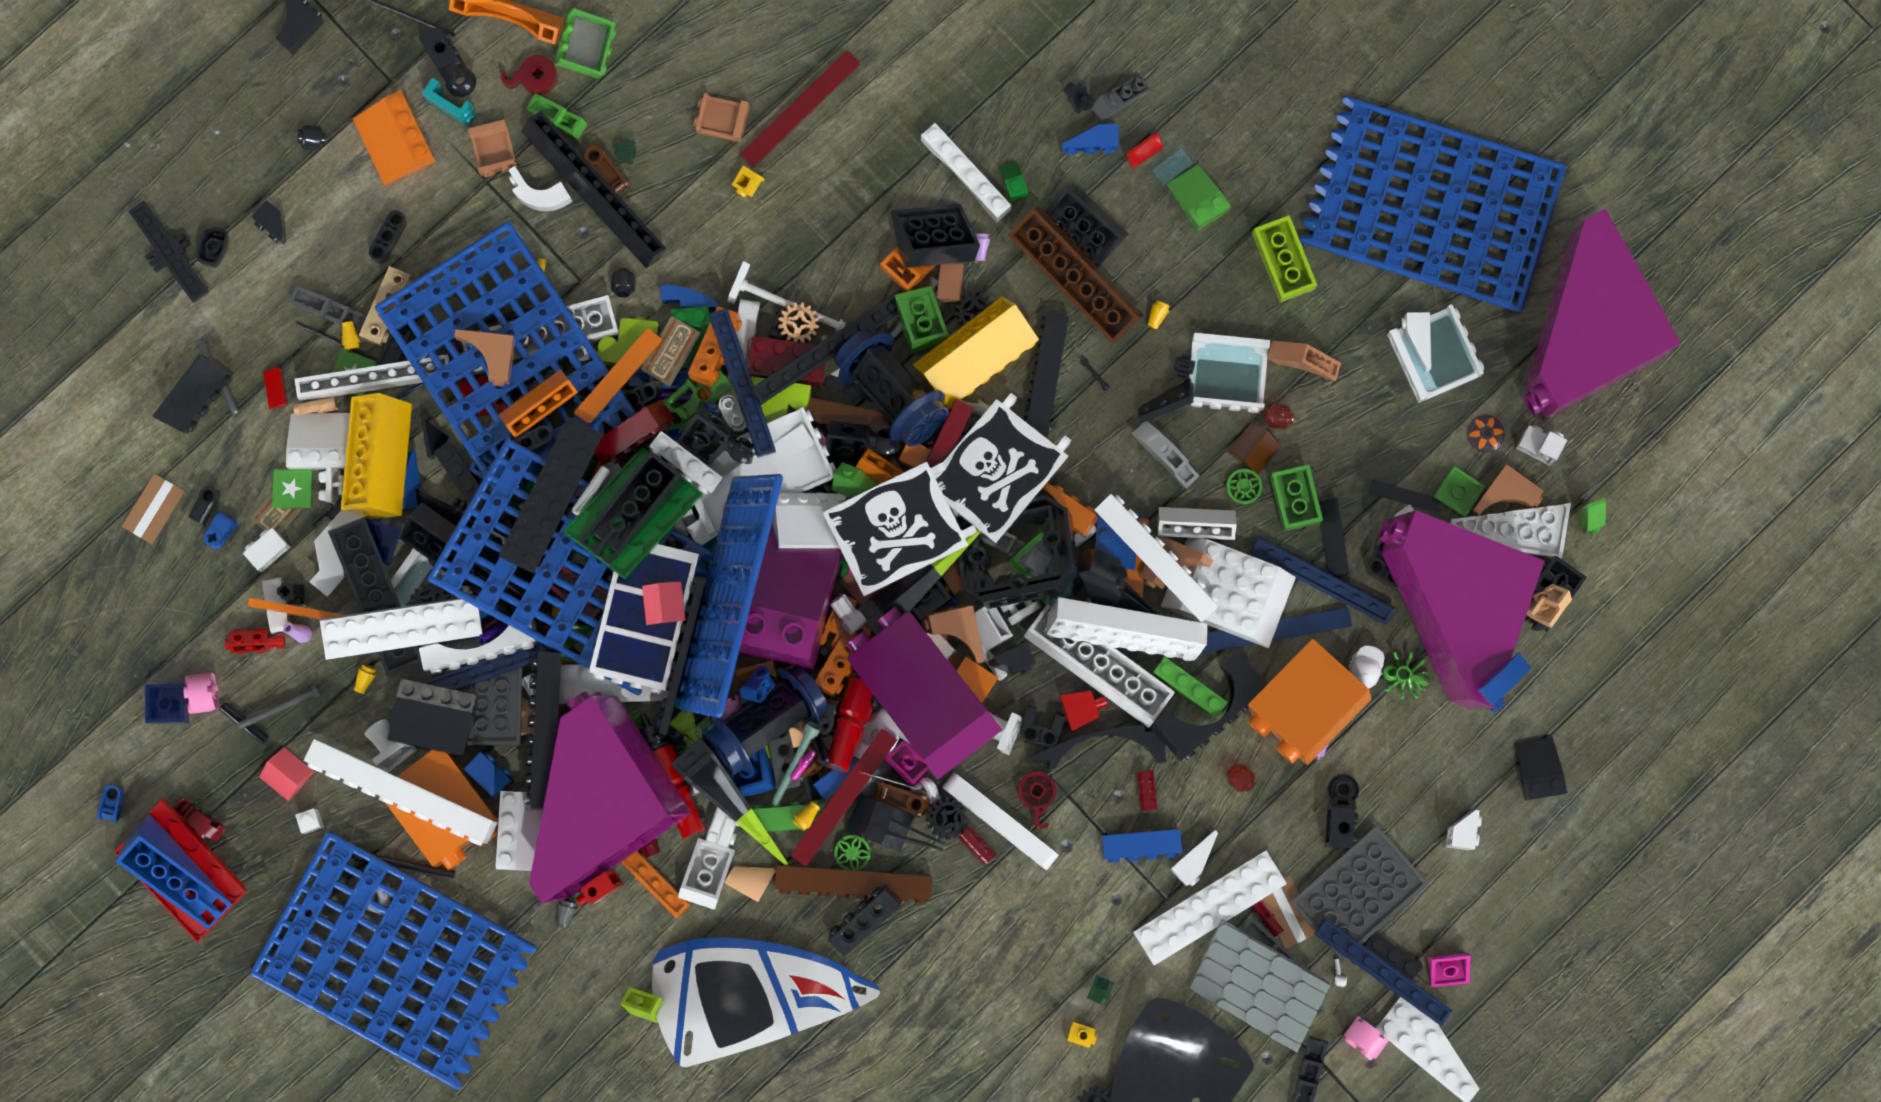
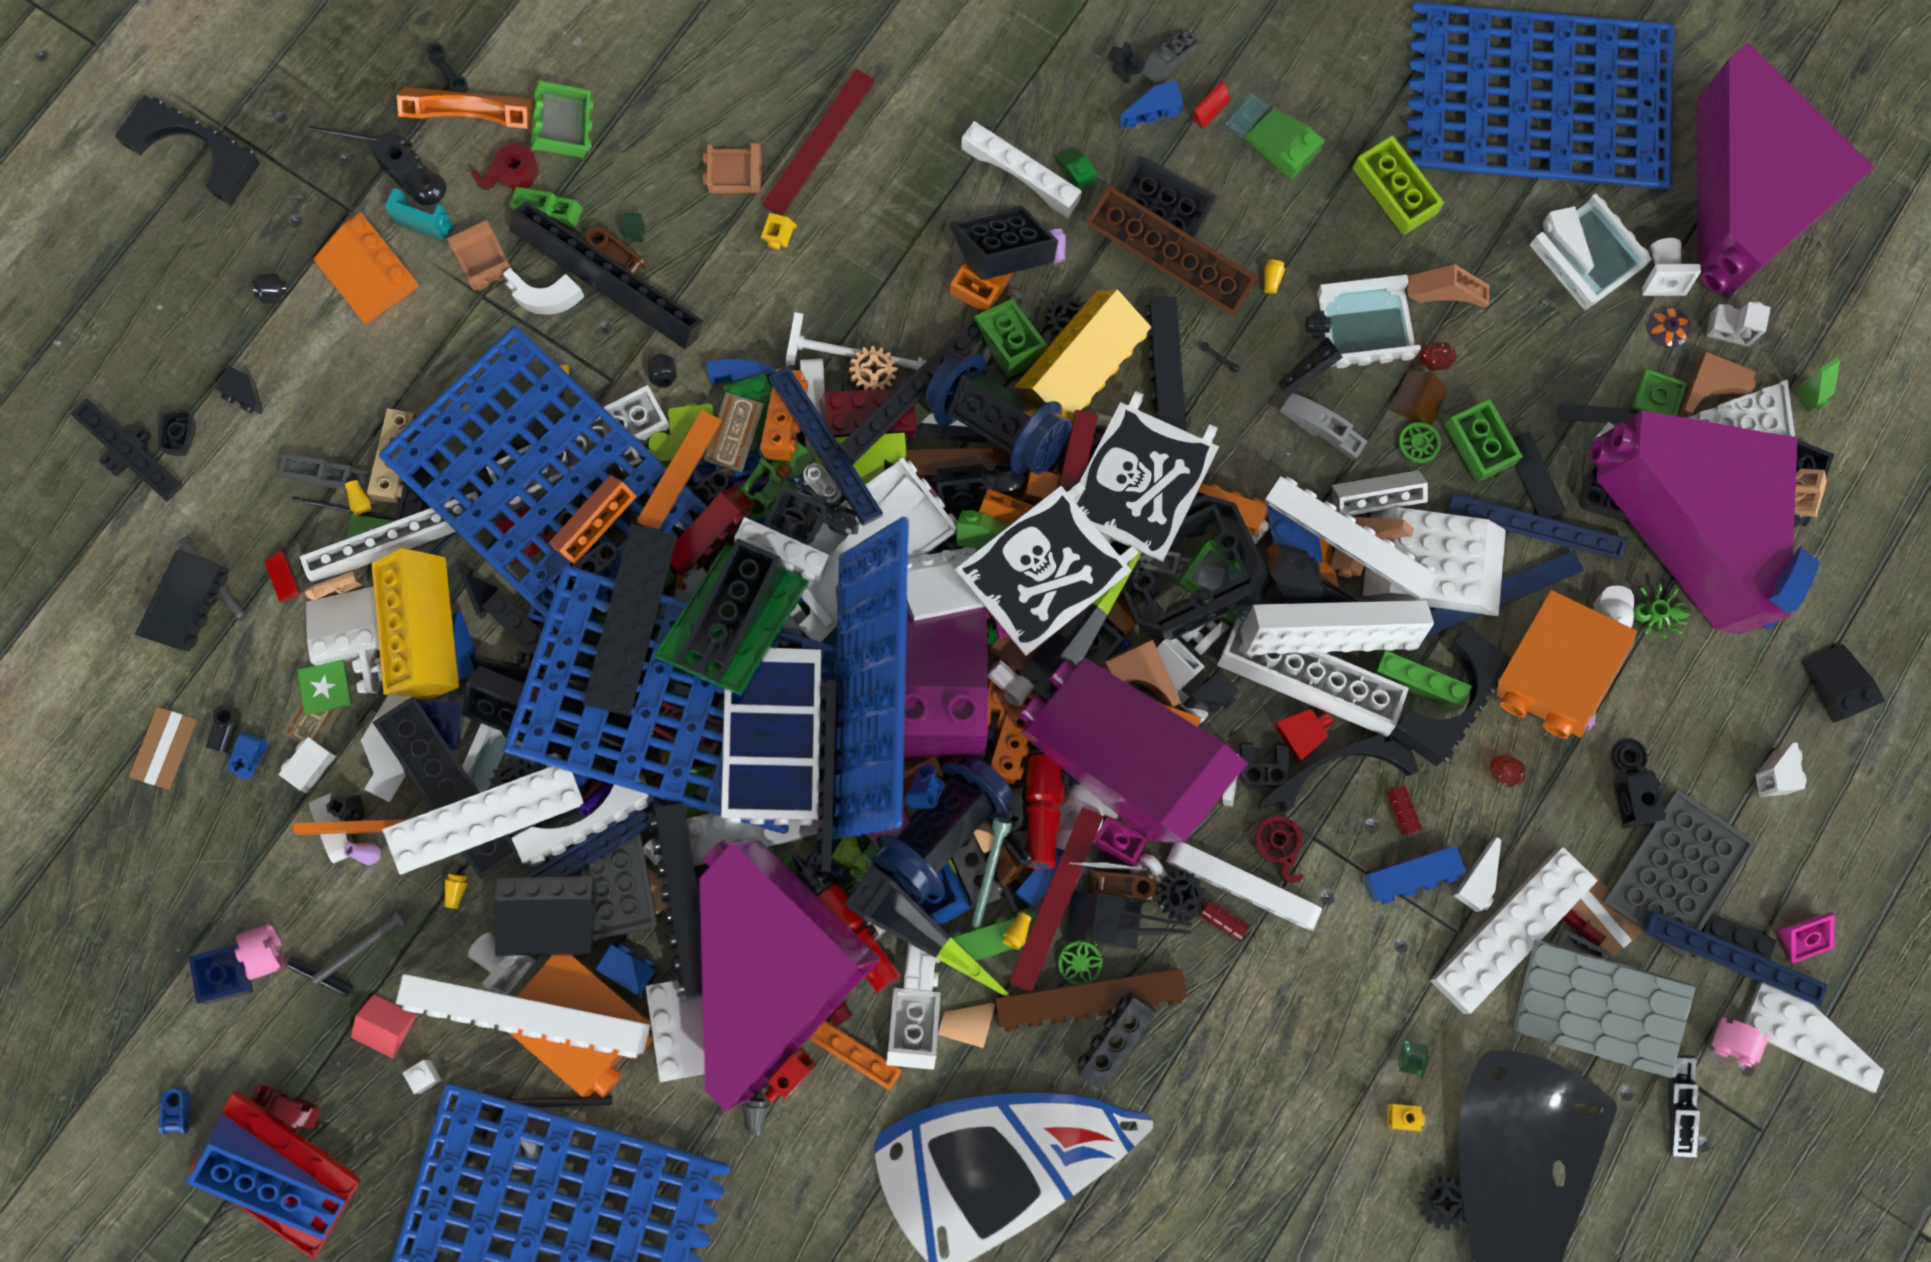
camera: 15 degrees left, 5 degrees down
(251, 639) = (310, 874): red brick -> none
(387, 246) = (376, 369): black beam -> none
(497, 351) = (530, 469): nougat arch -> none
(591, 490) = (677, 604): white axle -> none
(641, 1004) = (873, 1206): lime panel -> none
(663, 603) = (792, 714): coral slope -> none
(803, 763) = (1000, 870): piece -> none
(950, 282) = (1033, 290): nougat slope -> none
(1339, 980) = (1689, 978): white hand -> none
(1495, 389) = (1669, 274): none -> white plant

